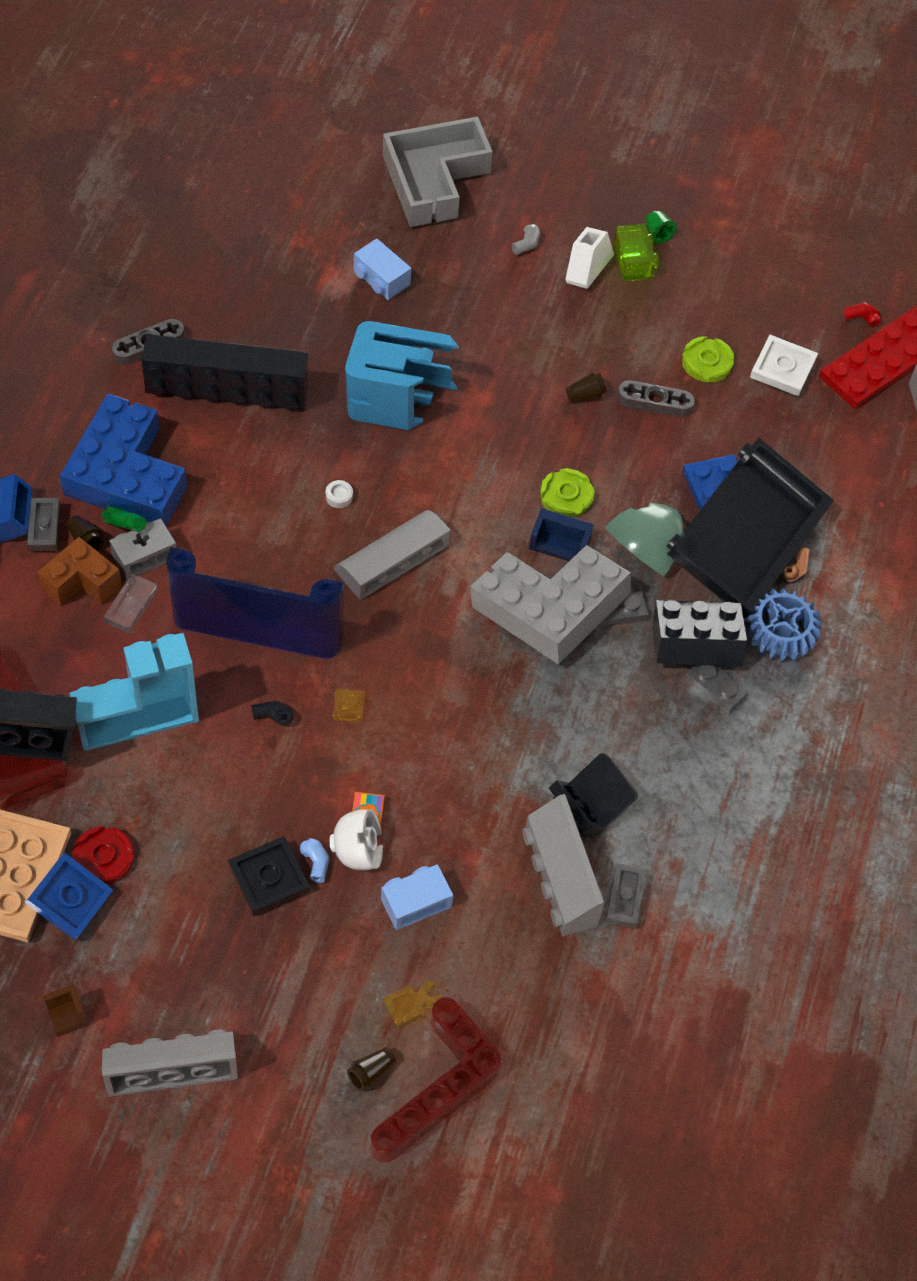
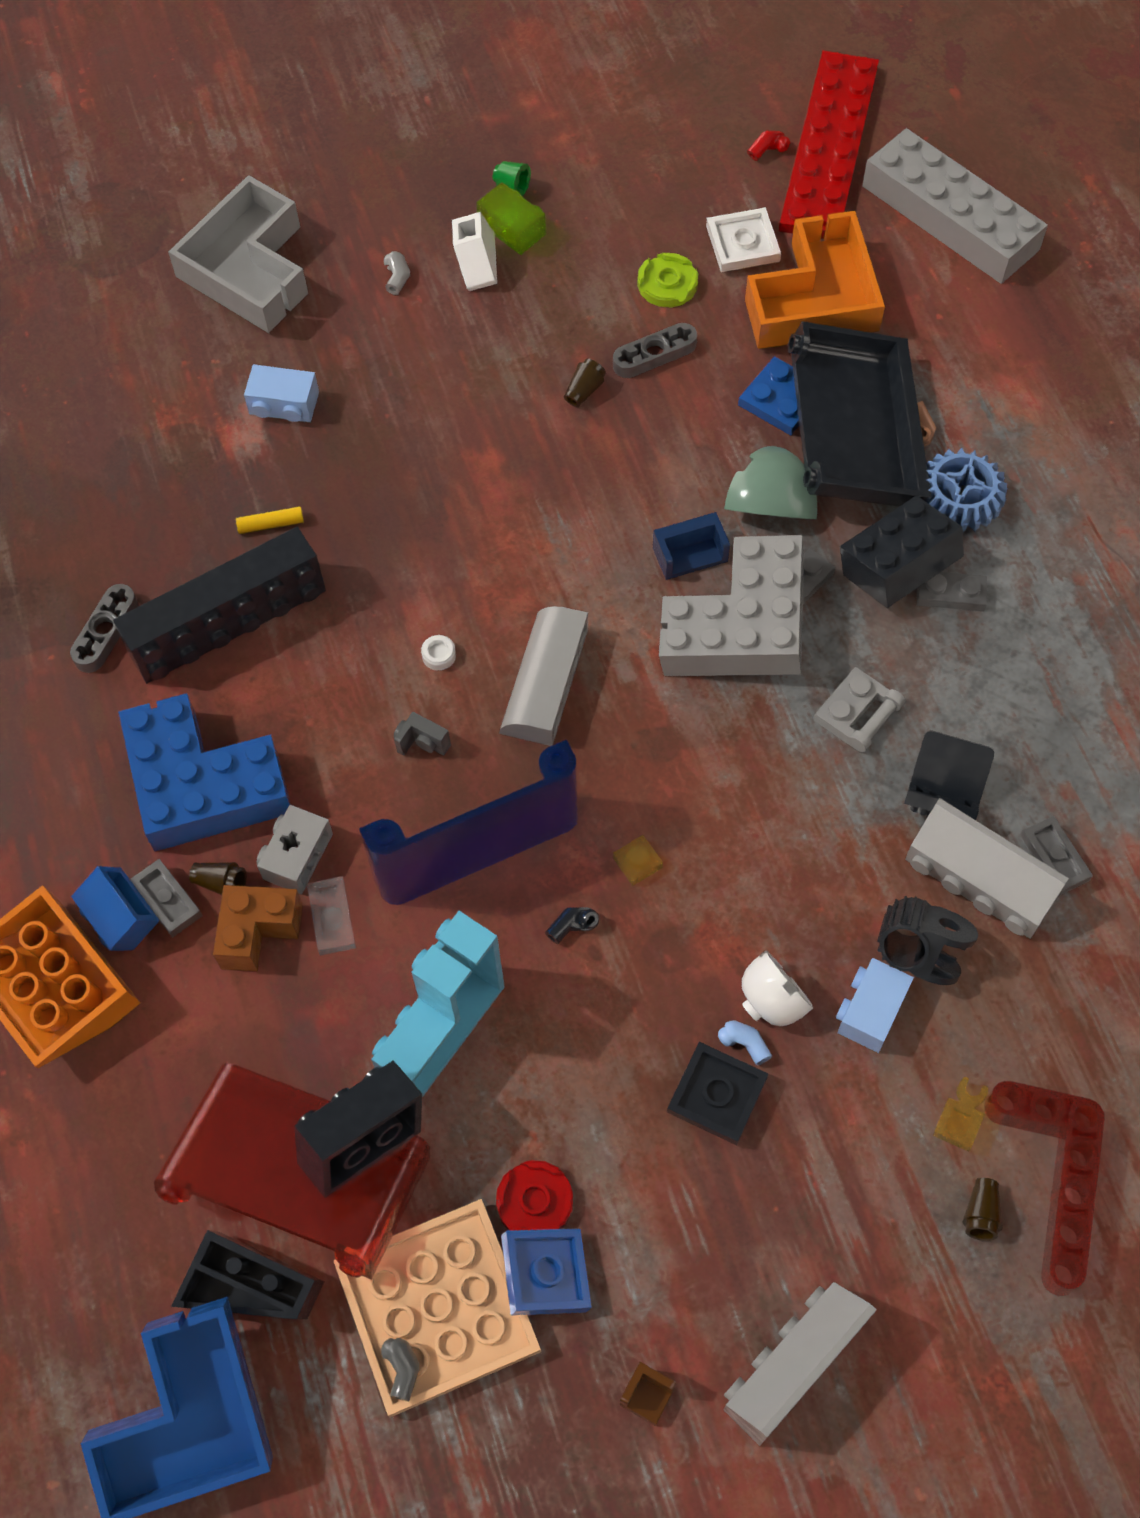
camera: 30 degrees left, 5 degrees up
(120, 518) = (247, 833): green piece -> none
(279, 530) = (424, 732): none -> dark grey bracket
(306, 343) = (269, 520): none -> yellow piece
(369, 801) = (745, 949): tile -> none
(386, 368) = (394, 496): dark azure piece -> none
(472, 871) = (922, 952): none -> black piece
(567, 492) = (654, 499): lime tile -> none
(578, 707) = (850, 703): none -> light grey plate
(807, 436) = (828, 288): none -> orange piece

